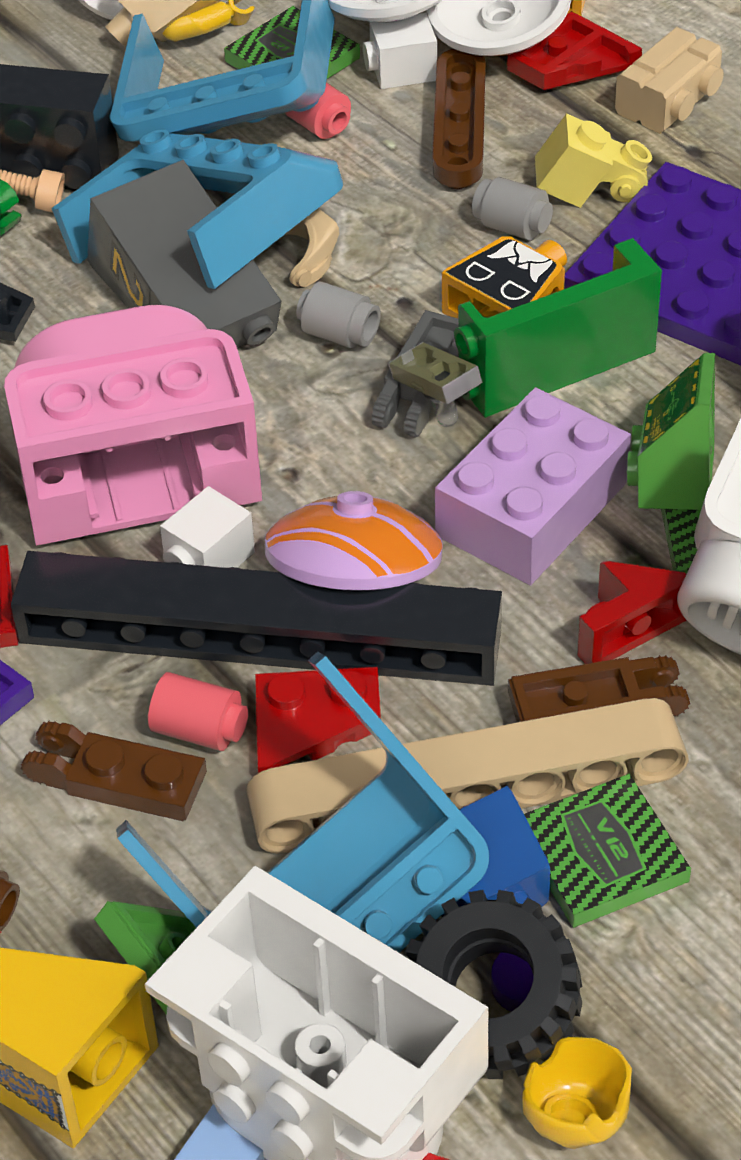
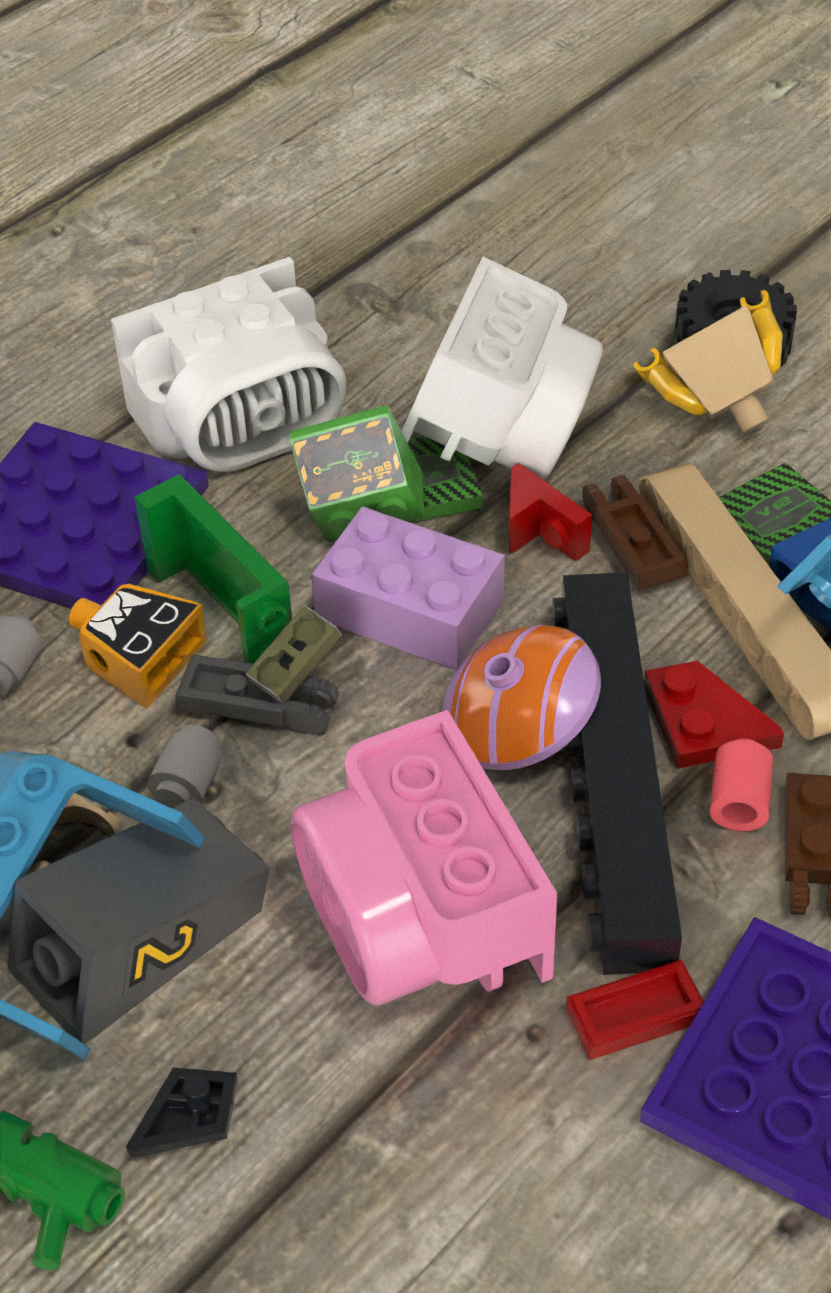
camera: 100 degrees left, 0 degrees up
(208, 532) = (539, 812): white brick -> none

